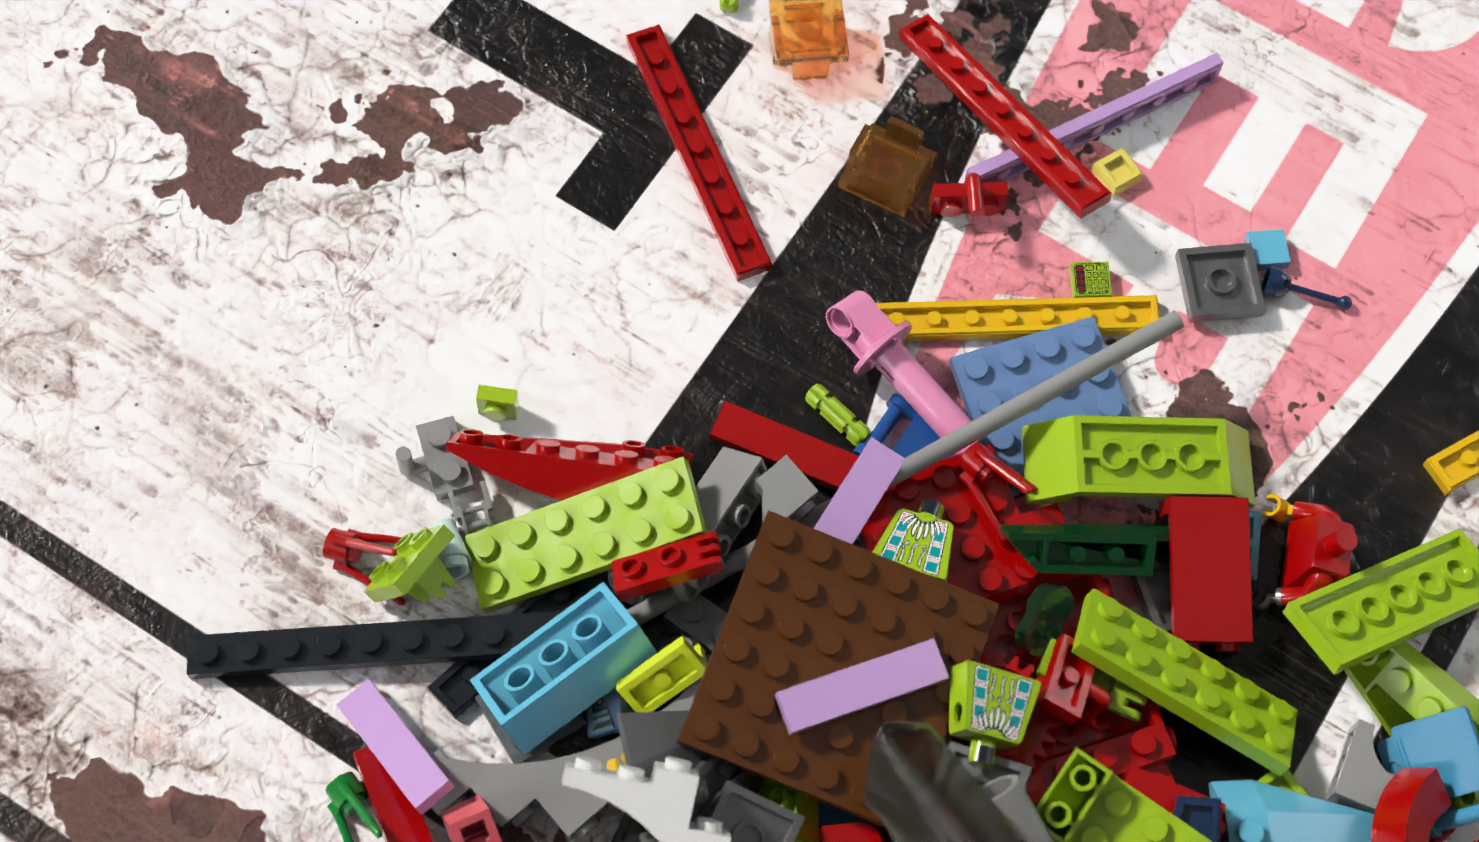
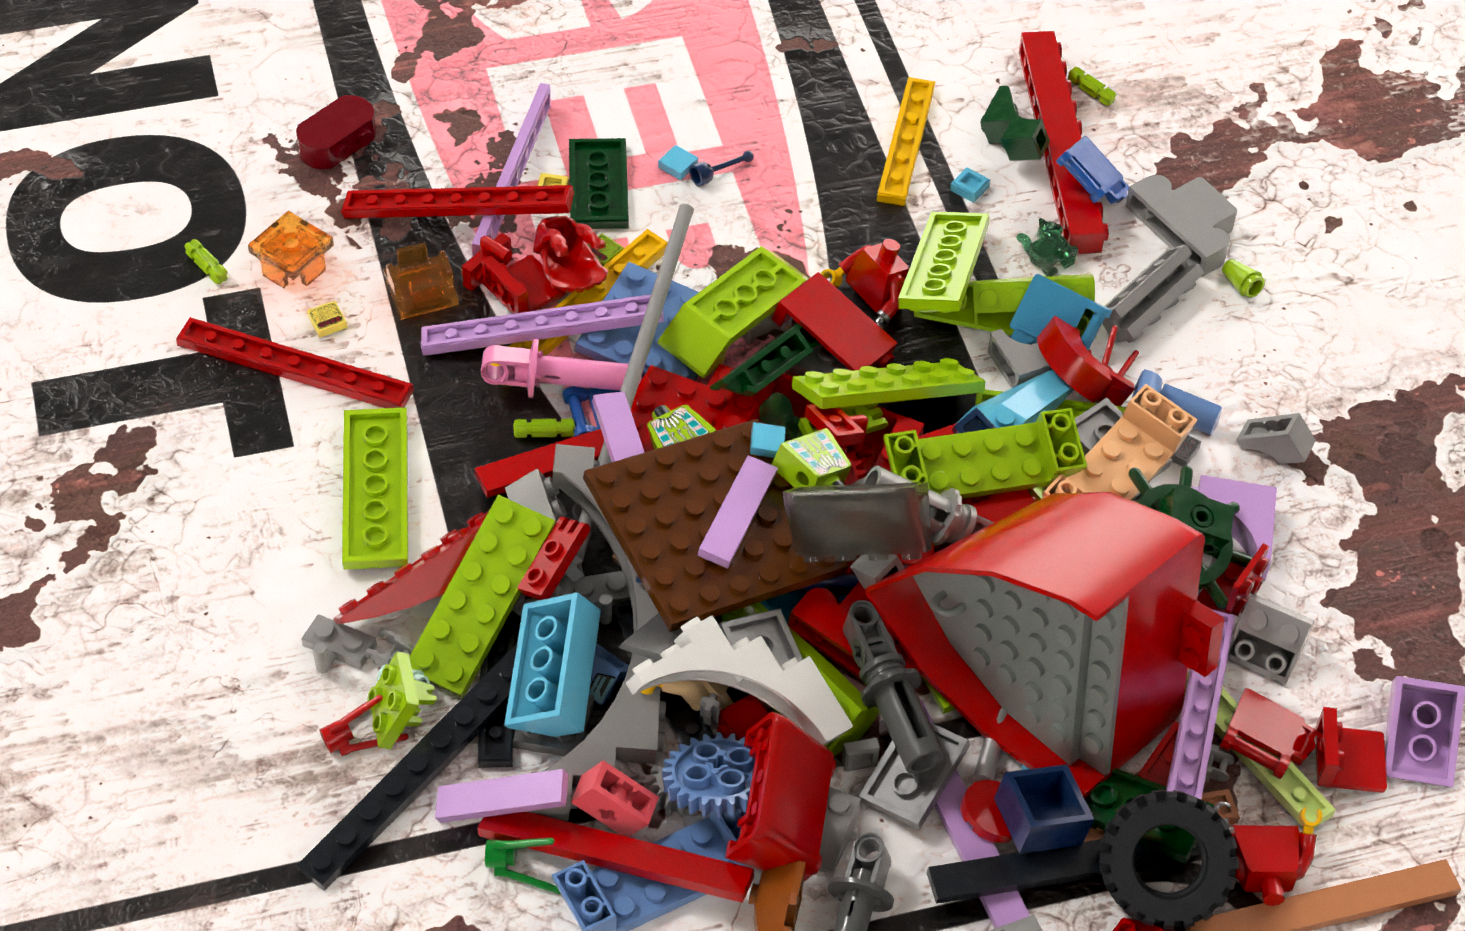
camera: 45 degrees left, 15 degrees down
(497, 402) = (337, 583): lime plate -> none
(628, 338) = (375, 488): none -> lime plate
(663, 675) = (617, 616): neon yellow panel -> none
(771, 129) = (327, 319): none -> light yellow tile
(936, 306) = (534, 325): none -> lavender tile
(974, 638) = (766, 439): none -> medium azure tile
(977, 251) = (519, 286): none -> red bracket
(983, 465) = (661, 371): red plant -> none
(1041, 261) = (566, 256): none -> red hair
(1166, 205) = (599, 182): none -> dark green tile
(1220, 282) = (669, 190): flat silver plate -> none

